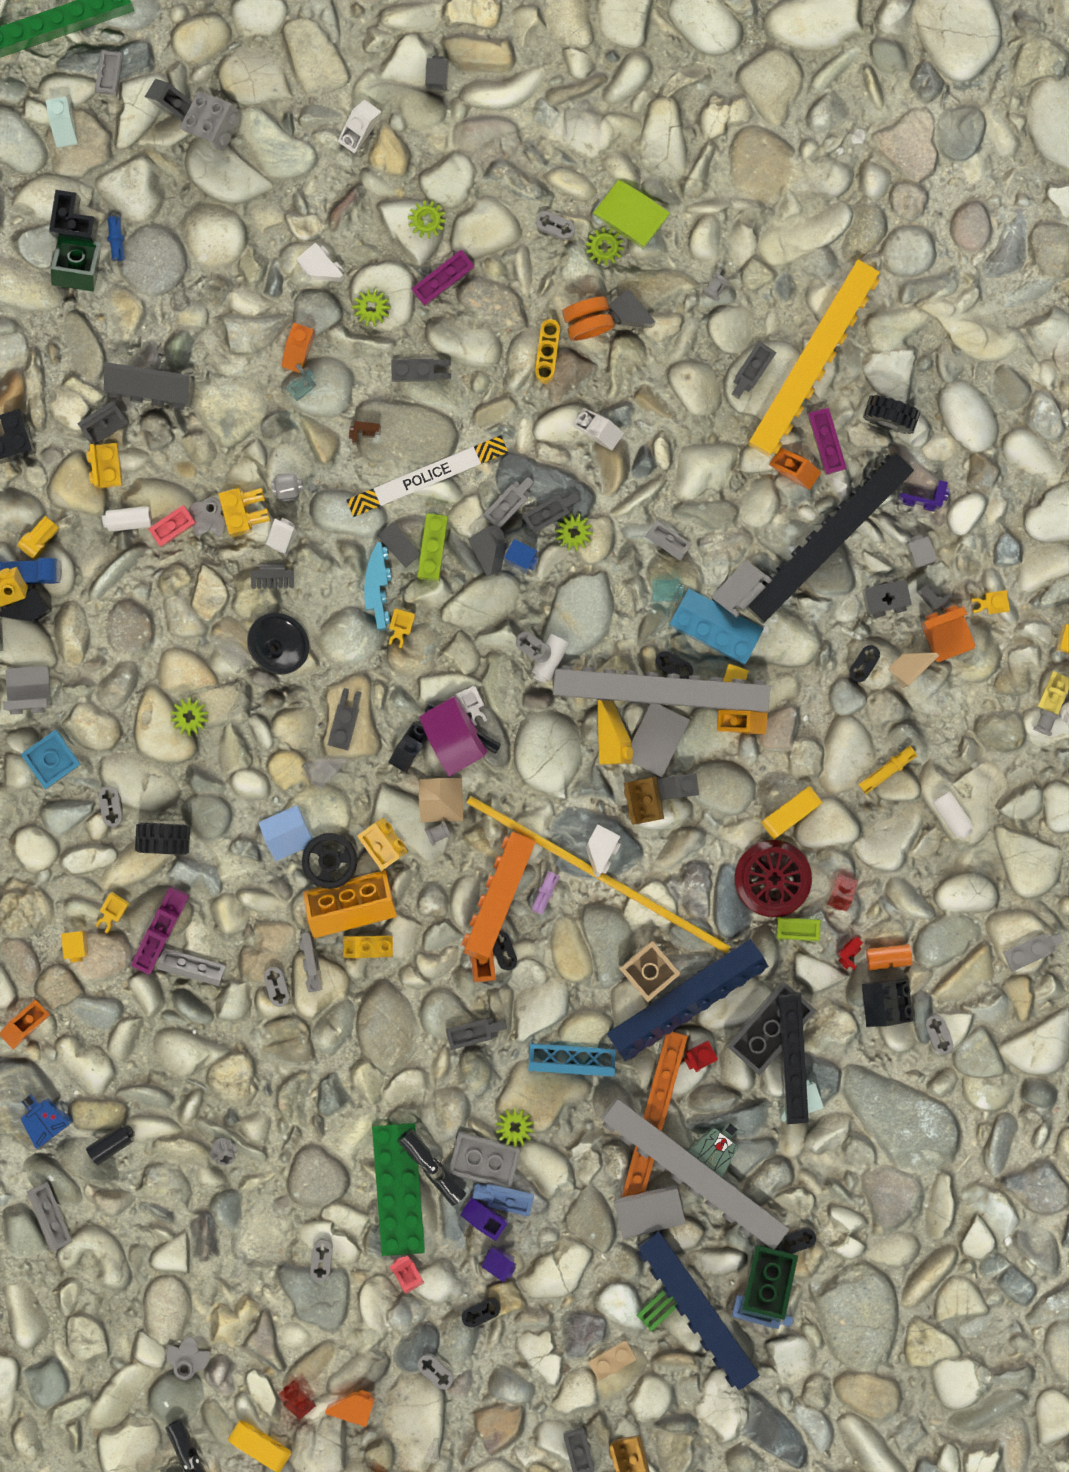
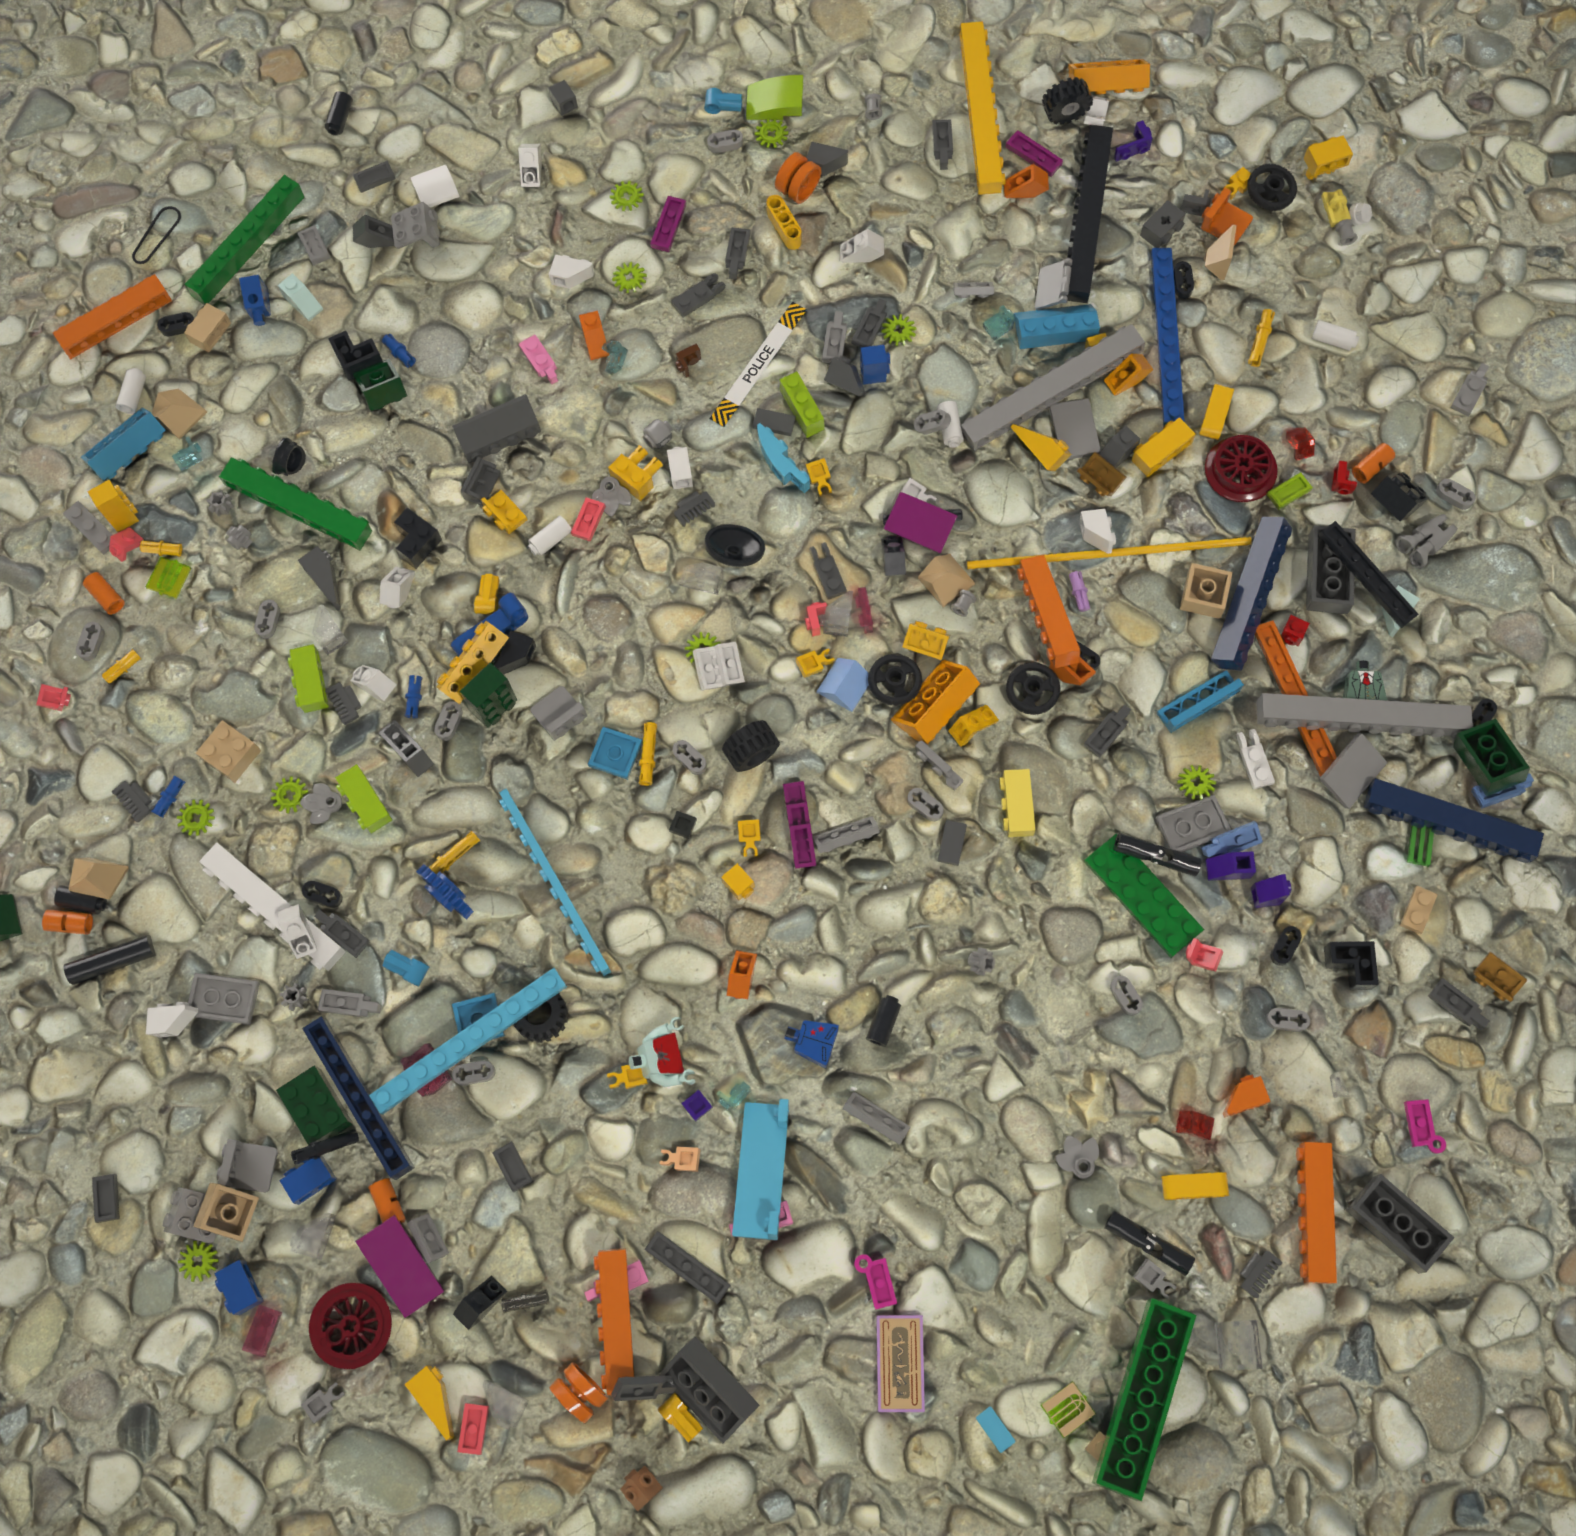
camera: 35 degrees left, 15 degrees down
(19, 91) = (255, 298): none -> blue torso
(64, 862) = (683, 824): none -> pearl dark grey plate
(80, 776) = (648, 749): none -> yellow pin
(190, 743) = (718, 666): none -> white slope
(210, 35) = (374, 176): none -> dark grey tile
(236, 334) = (539, 358): none -> bright pink hinge
(257, 87) = (435, 186): none -> white slope
(270, 795) = (812, 663): none -> yellow plate
(275, 1034) = (952, 842): none -> dark grey tile
(297, 759) = (812, 621): none -> coral bracket
(351, 1040) = (1017, 803): none -> light yellow brick
(352, 771) = (865, 618): none -> clear pink plate
(424, 963) = (1028, 705): none -> black wheel
(485, 350) = (737, 251): none -> dark grey hinge
(526, 1366) = (1359, 960): none -> black brick
(577, 179) = (717, 101): none -> dark azure piece
(578, 1144) = (1255, 761): none -> white hinge
(676, 661) = (1042, 367): black beam -> none
(718, 811) = (1163, 446): none -> yellow brick
(808, 707) = (1167, 335): none -> blue plate
(882, 1058) = (1430, 539): none -> light grey piece
(912, 443) = (1098, 111): none -> white slope
(921, 551) = (1161, 180): light grey brick -> none
(957, 409) = (1113, 75): none -> light orange slope
(1030, 619) = (1268, 193): none -> black wheel

